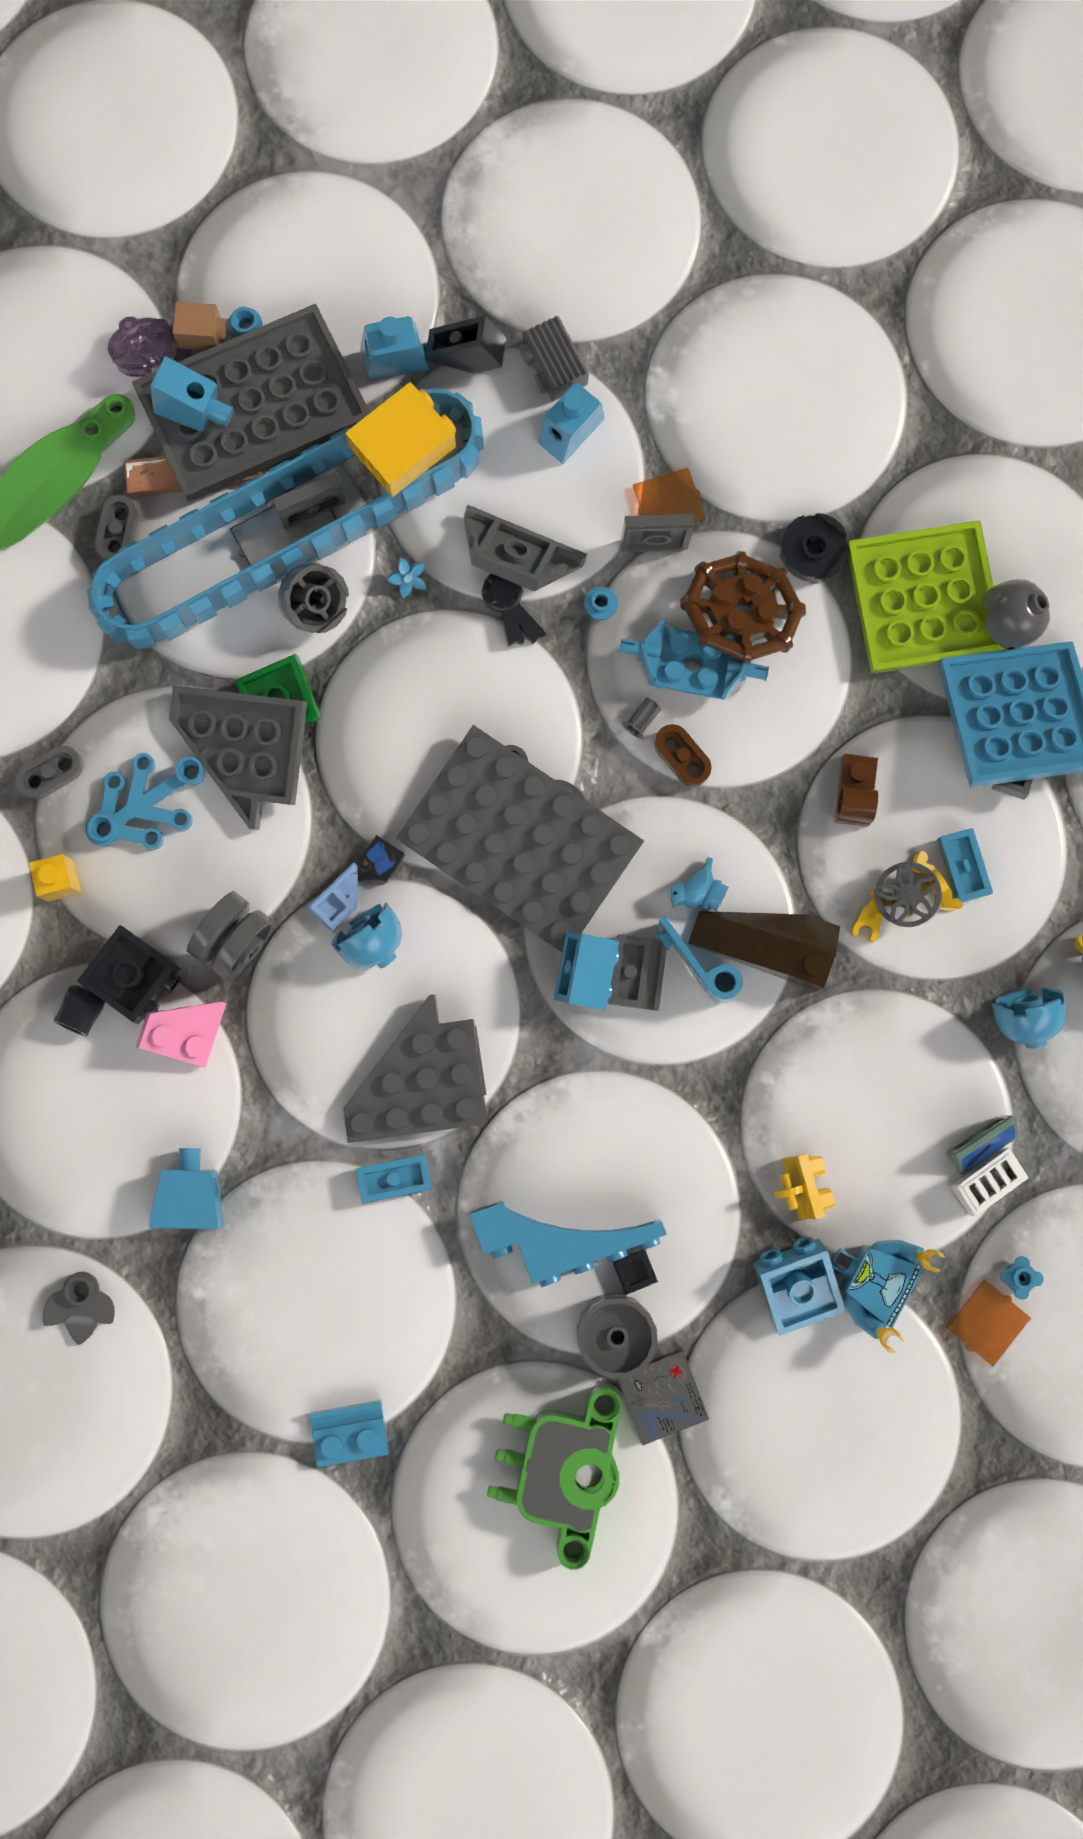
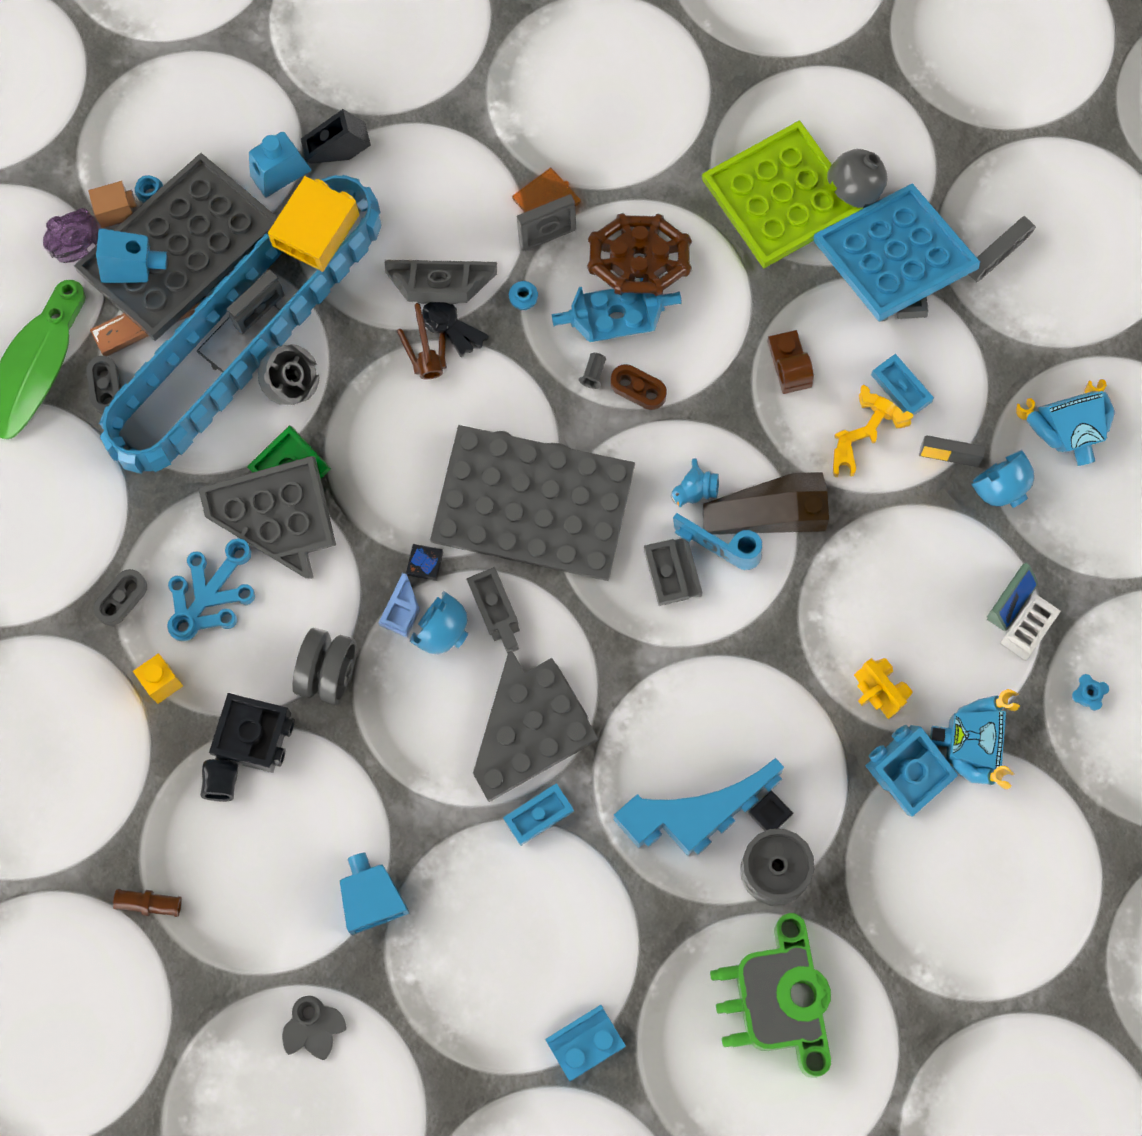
camera: 10 degrees left, 10 degrees down
(182, 1032) = (313, 763): bright pink wing -> none
(407, 577) = (358, 333): dark azure plant -> none
(435, 939) = (495, 607): none -> dark grey hinge
(470, 642) = (429, 364): none -> reddish brown plant
(553, 357) = (410, 124): dark grey brick -> none
(574, 418) = (444, 160): dark azure torso -> none
(586, 970) = (630, 582): dark azure brick -> none
(663, 1398) = (837, 907): dark grey tile -> none
(815, 566) = (682, 204): black plate -> none
(908, 894) = (865, 423): dark grey wheel -> none
(987, 959) = (952, 451): none -> dark grey tile
(988, 1323) = (1080, 741): clear orange piece -> none

